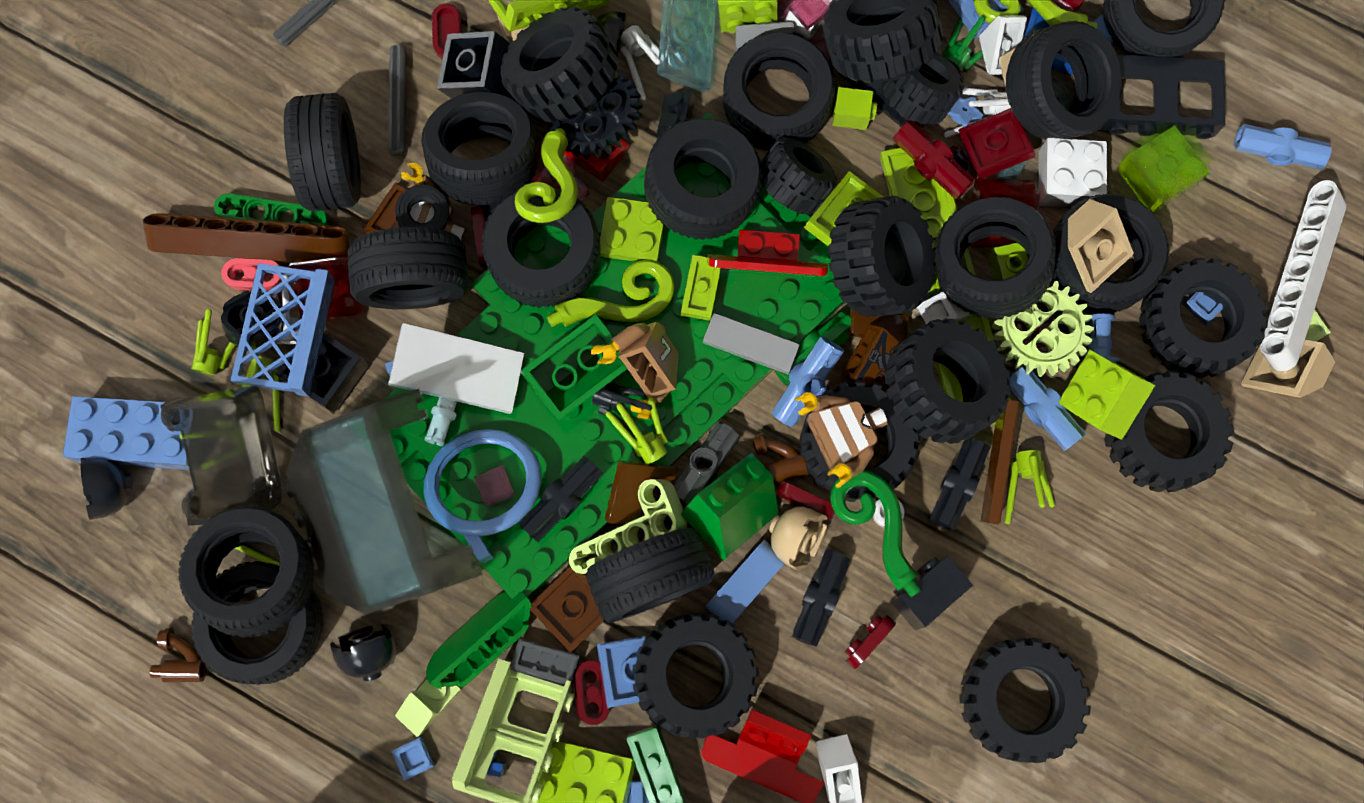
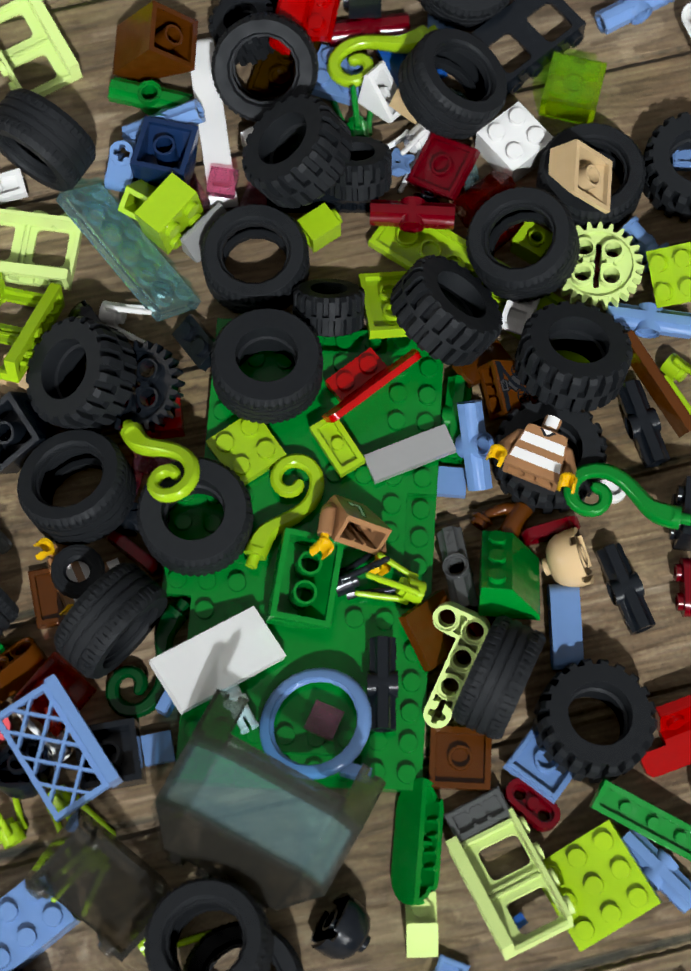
camera: 40 degrees left, 5 degrees down
(364, 393) = (158, 748): none -> medium blue tile
(447, 315) = (165, 632): none -> dark green plant
(766, 394) = (451, 482): none -> medium blue tile

